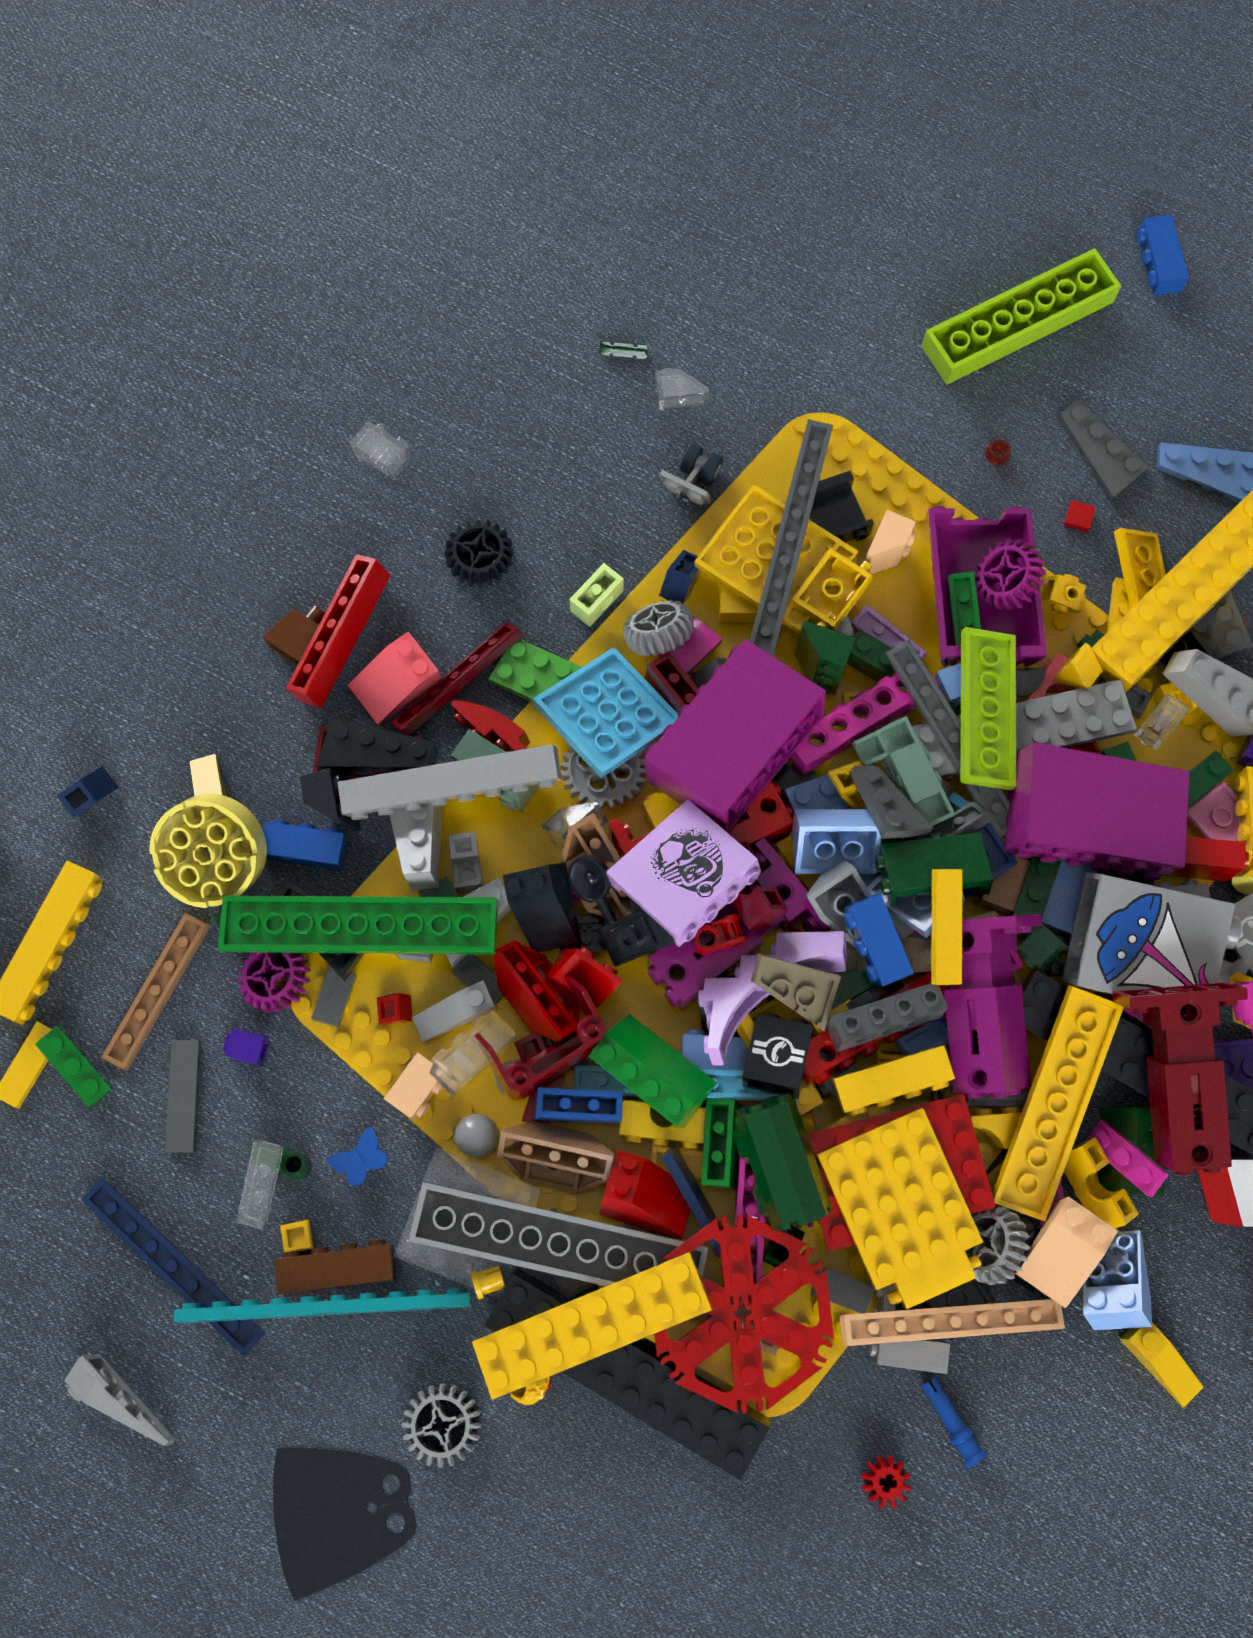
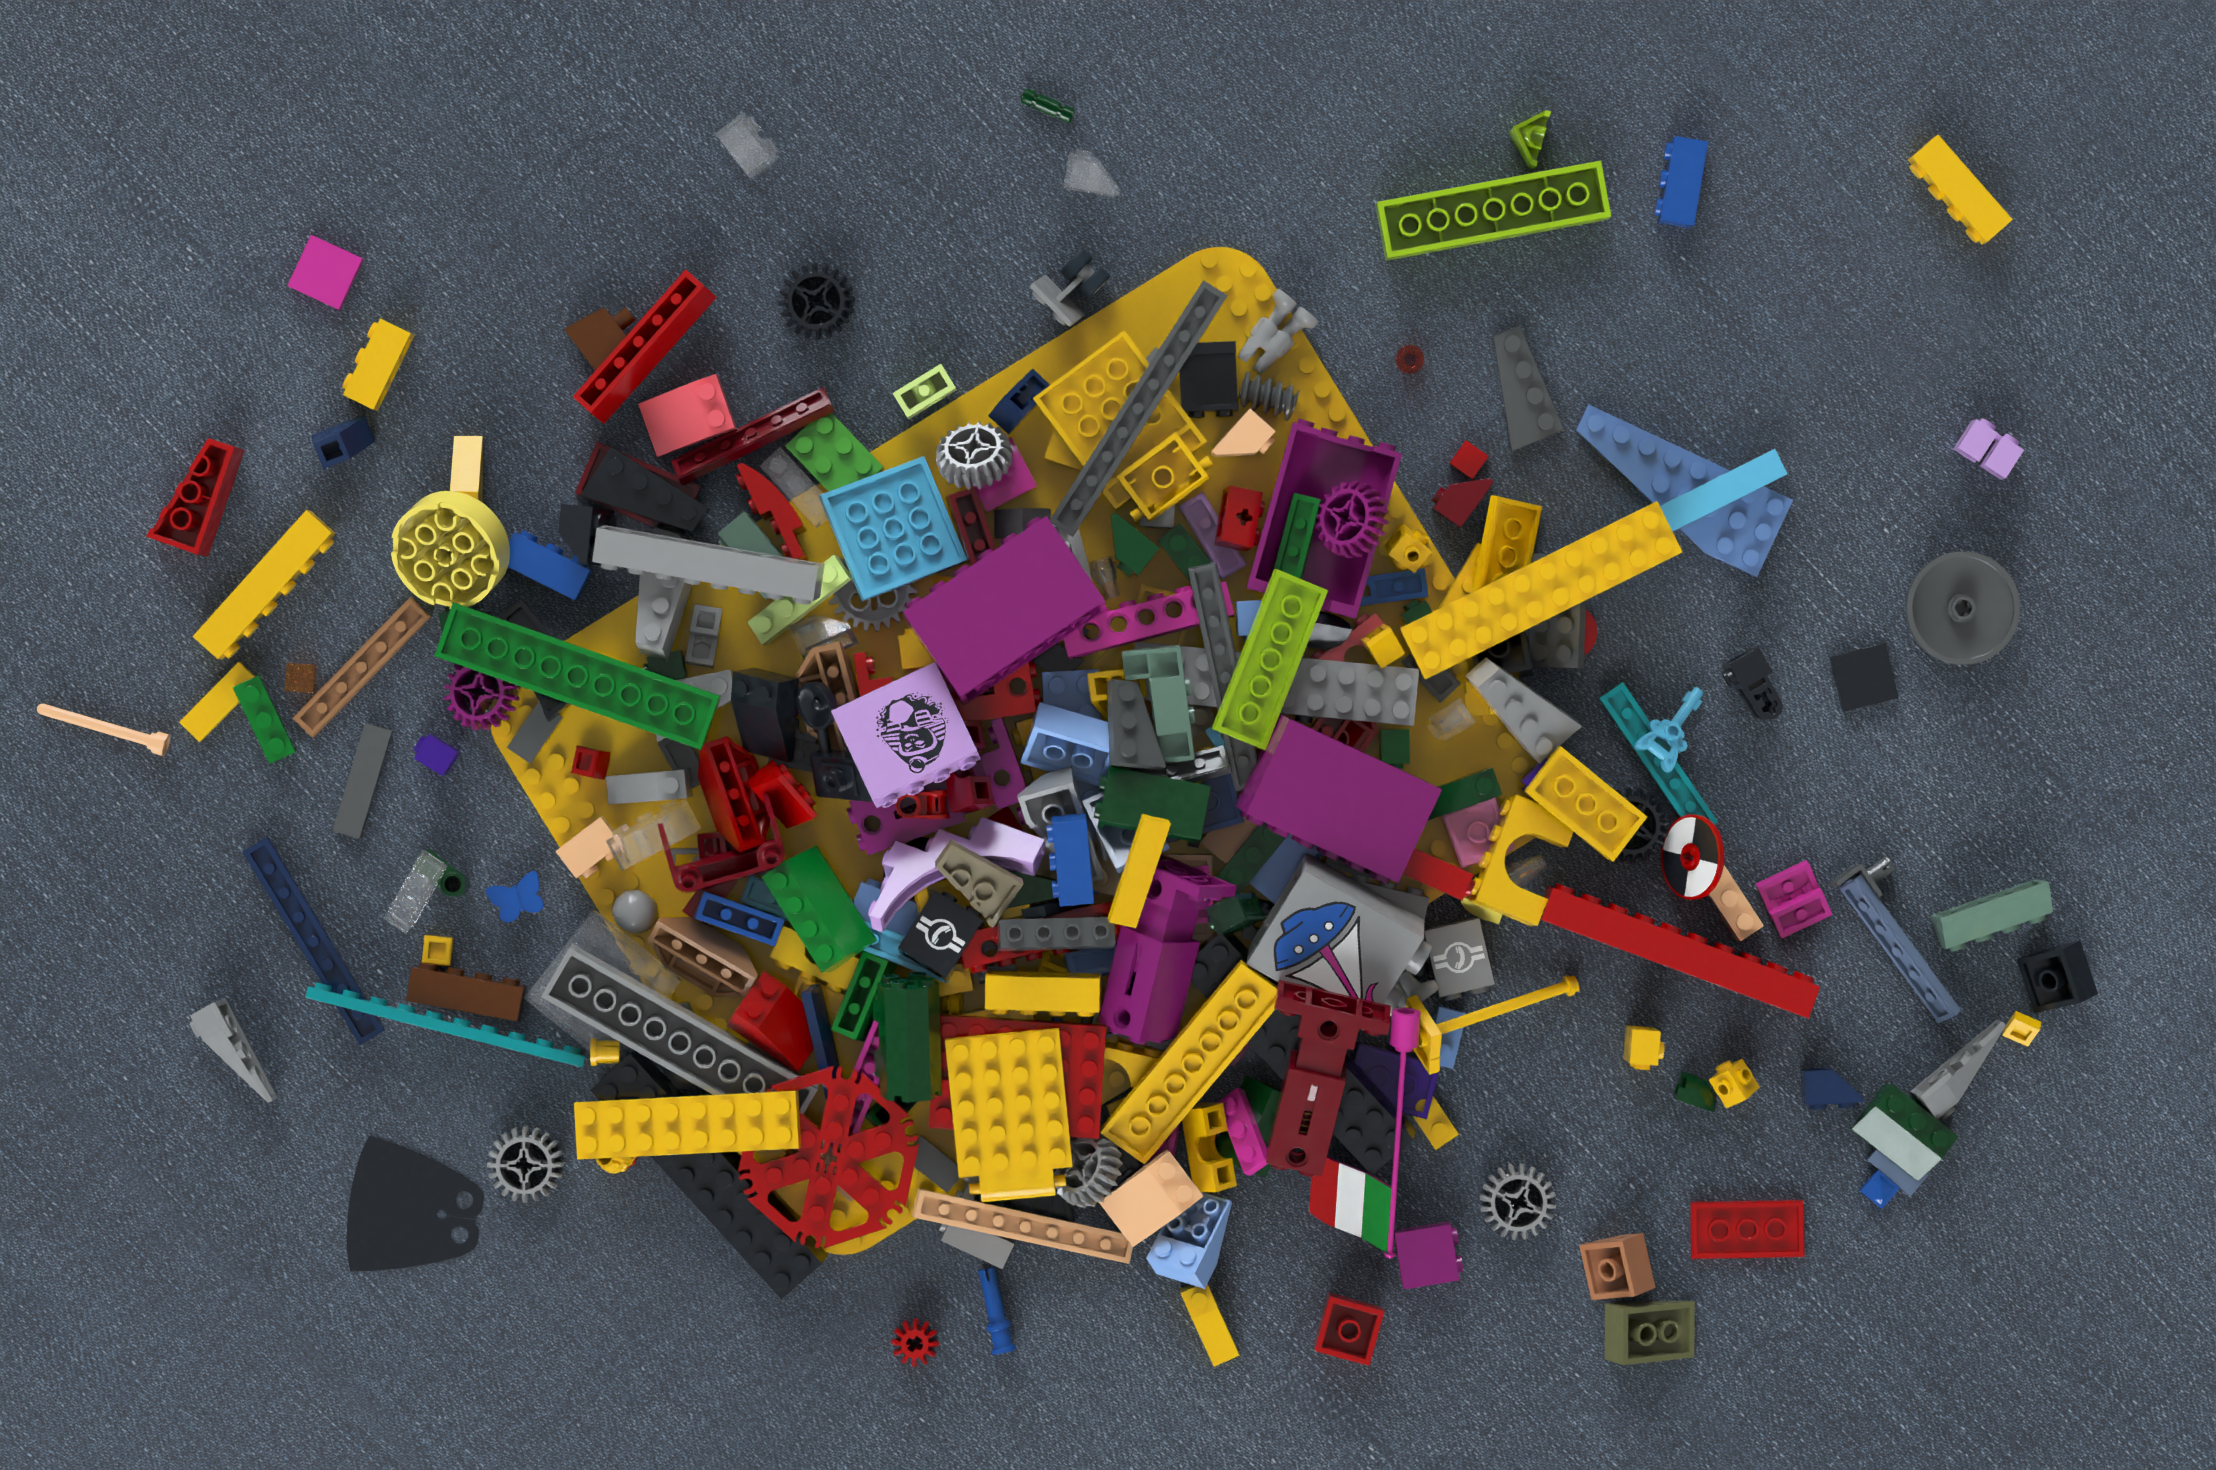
camera: 15 degrees right, 15 degrees up
(38, 659) = (325, 272): none -> dark pink tile
(100, 1018) = (300, 677): none -> clear orange tile
(104, 719) = (377, 364): none -> yellow brick
(512, 707) = (795, 485): none -> clear plate
(542, 803) = (784, 612): none -> yellowish green plate
(877, 464) = (1275, 341): none -> light grey piece
(905, 507) = (1267, 396): none -> dark grey piece
(907, 613) = (1229, 531): none -> red brick
(1024, 256) = (1529, 137): none -> lime slope
(1067, 629) = (1396, 587): none -> blue plate
(1087, 547) = (1460, 500): none -> dark red slope

